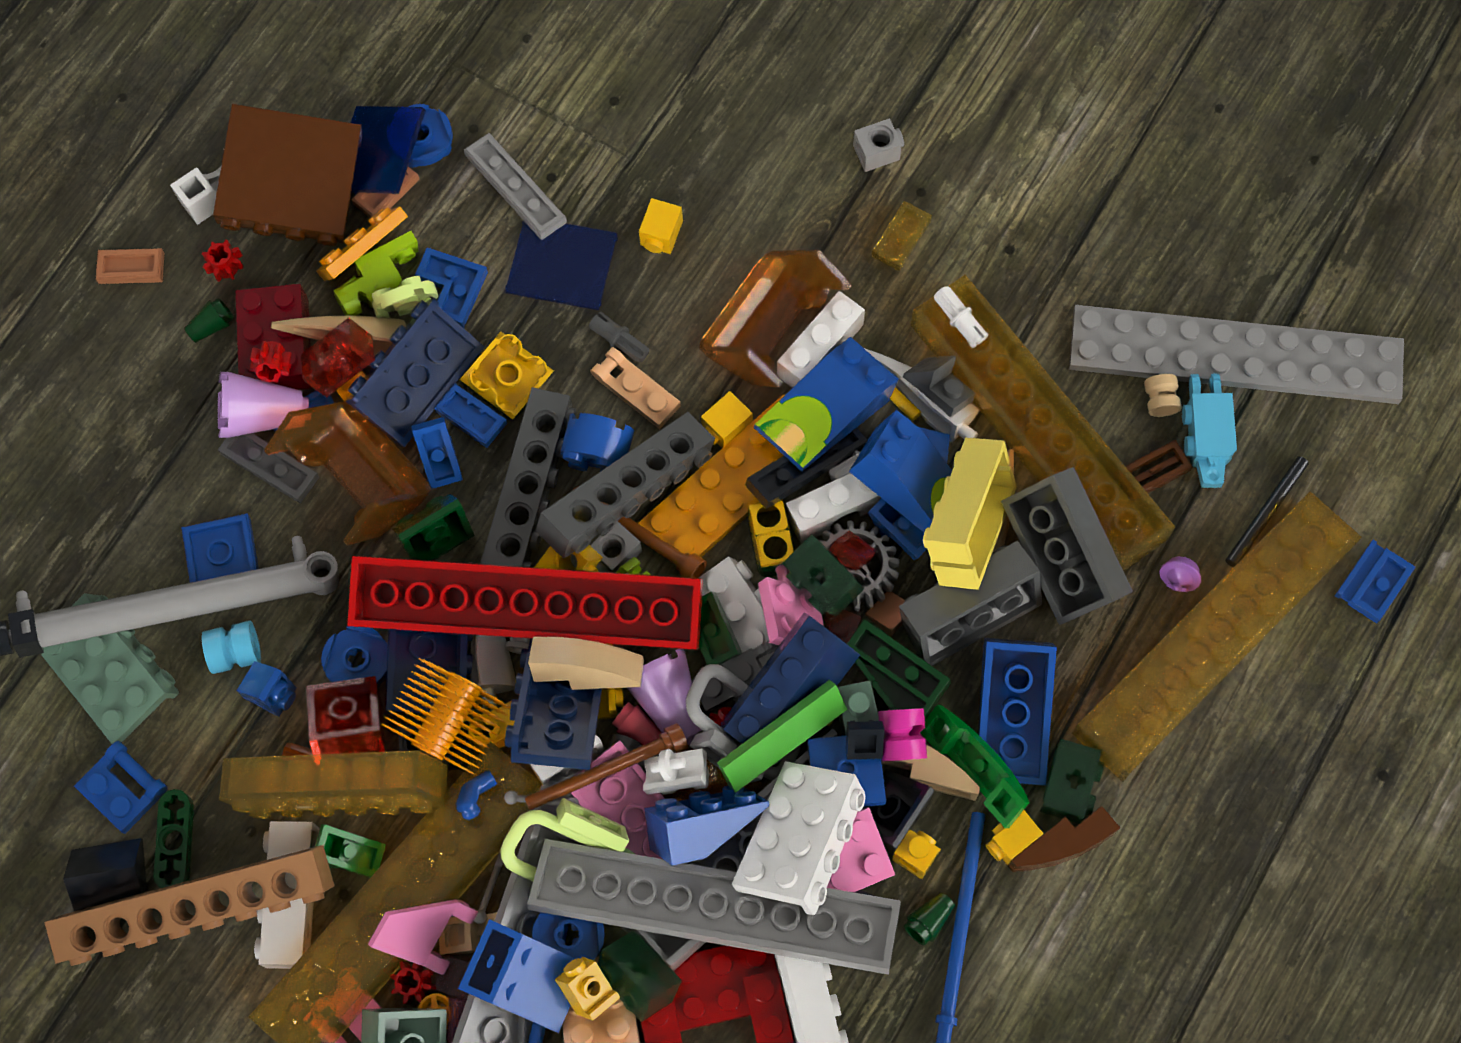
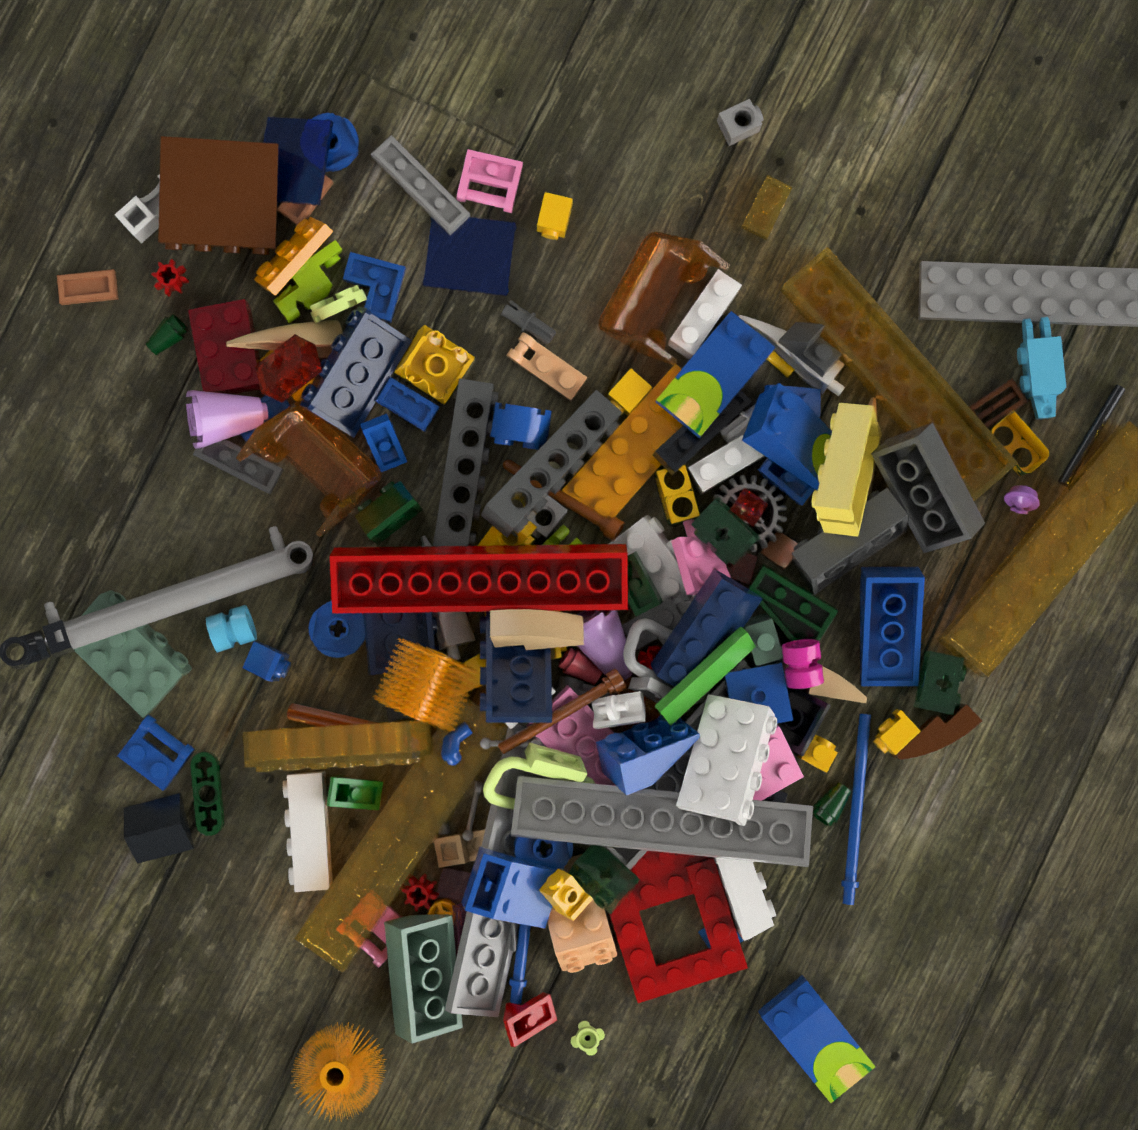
camera: 15 degrees left, 15 degrees up
(69, 931) = (139, 888): medium nougat brick -> none
(219, 548) = (208, 544): blue plate -> none
(270, 361) = (231, 379): red gear -> none
(345, 717) = (337, 685): clear red brick -> none
(415, 931) = (420, 859): bright pink flag -> none
(594, 177) = (490, 171): none -> bright pink plate
(864, 740) = (773, 672): black tile -> none
(960, 316) = (826, 289): white axle -> none
(982, 764) = (866, 677): green slope -> none
(1162, 395) = (1000, 339): tan wheel -> none
(1182, 498) = (1034, 444): none -> yellow piece

